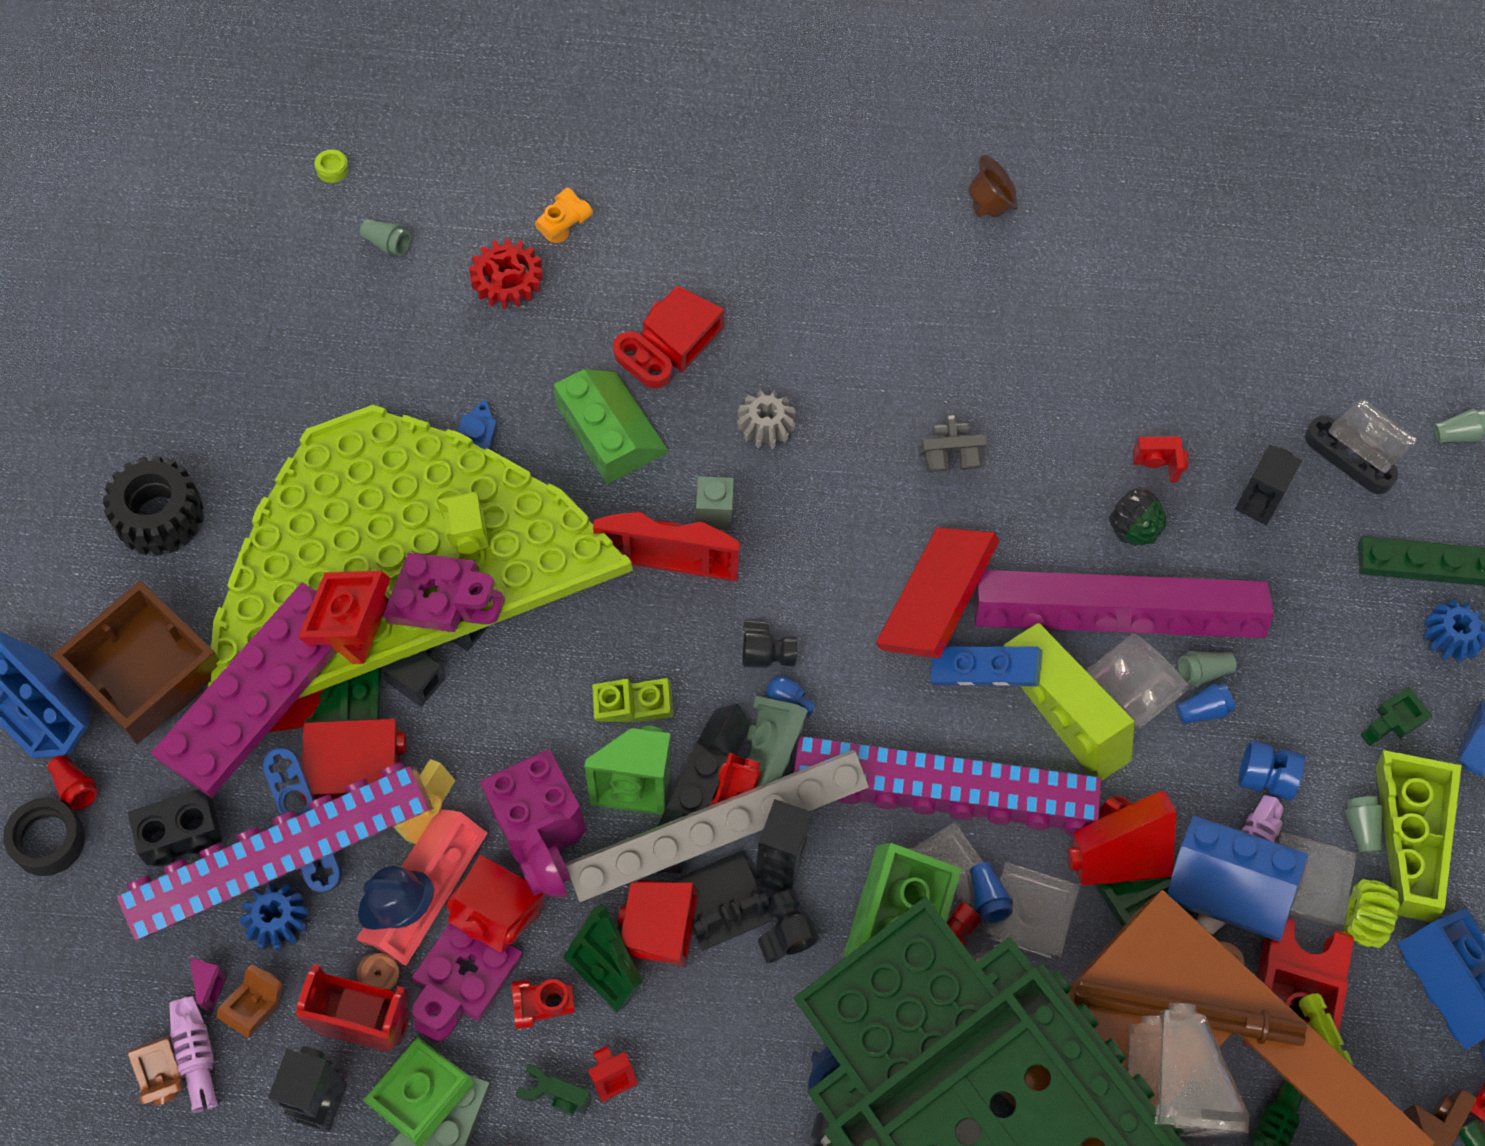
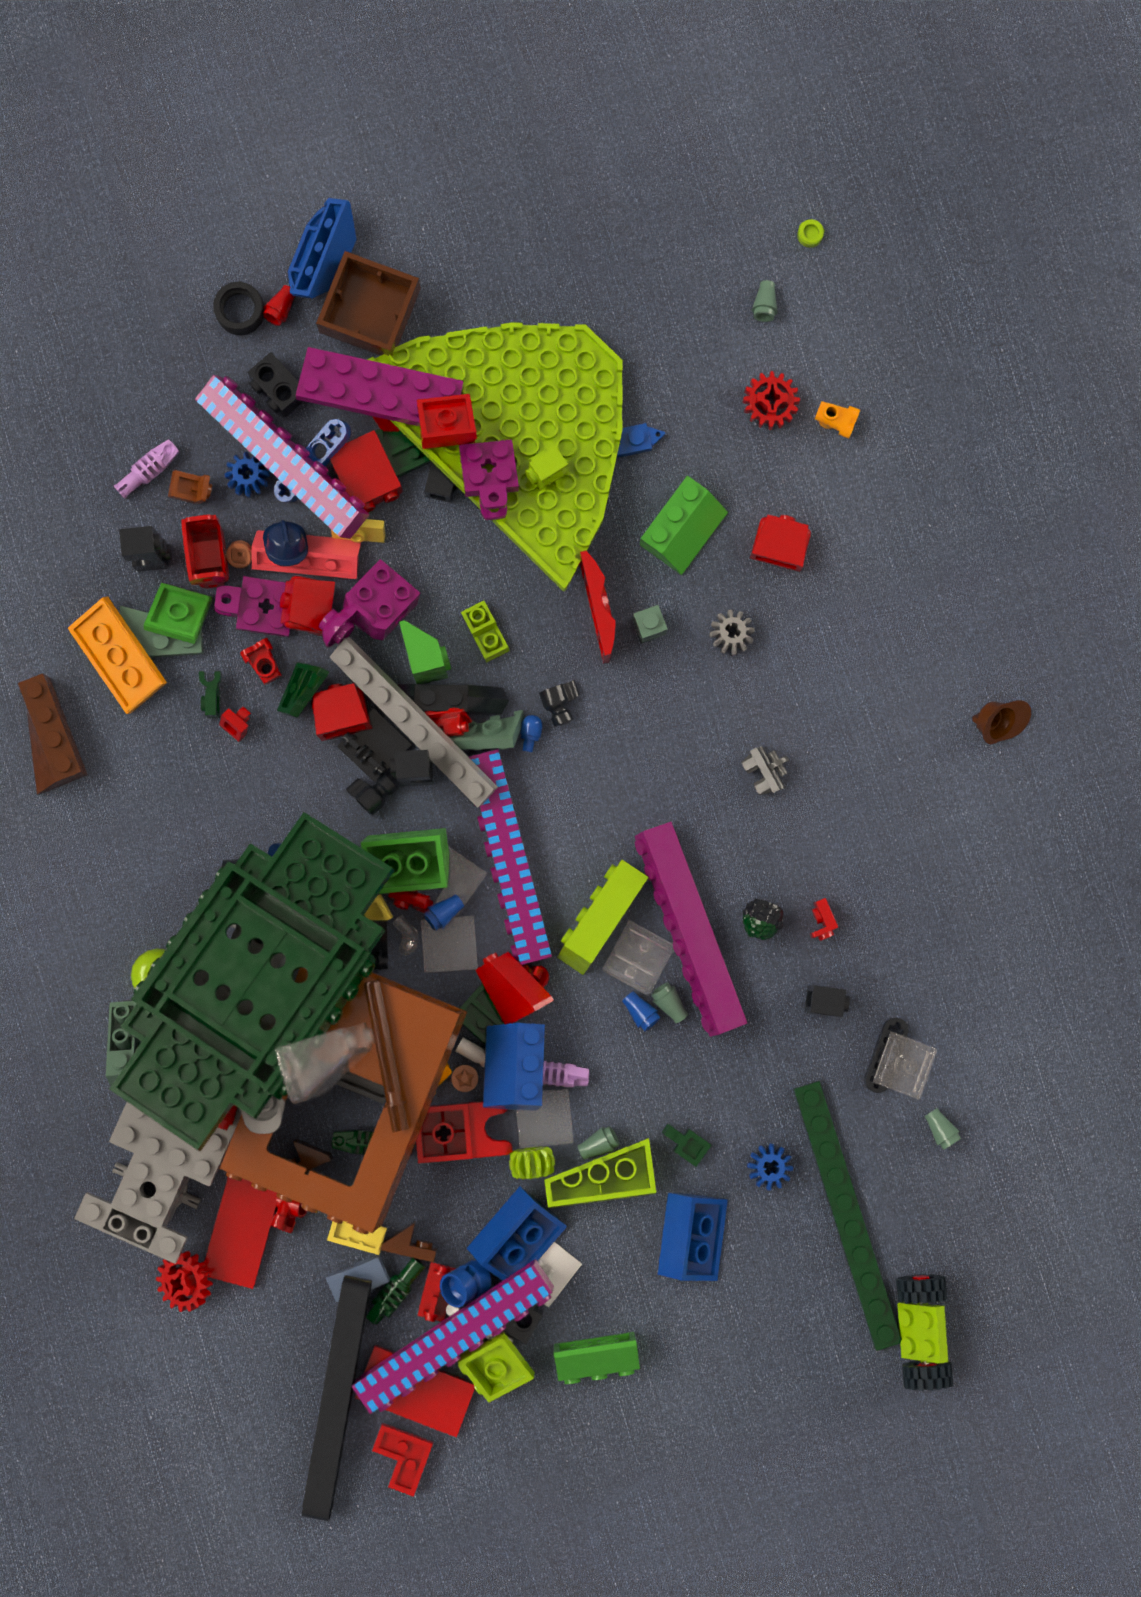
camera: 65 degrees right, 20 degrees up
(142, 483) = (485, 234): black tyre -> none
(156, 1071) = (126, 453): bracket -> none
(208, 983) = (190, 455): magenta slope -> none
(646, 360) = (743, 527): red plate -> none
(938, 592) = (645, 801): red tile -> none
(987, 666) = (601, 853): blue plate -> none
(1271, 770) = (608, 1059): blue wheel -> none
(1322, 1023) = (430, 1152): lime axle -> none

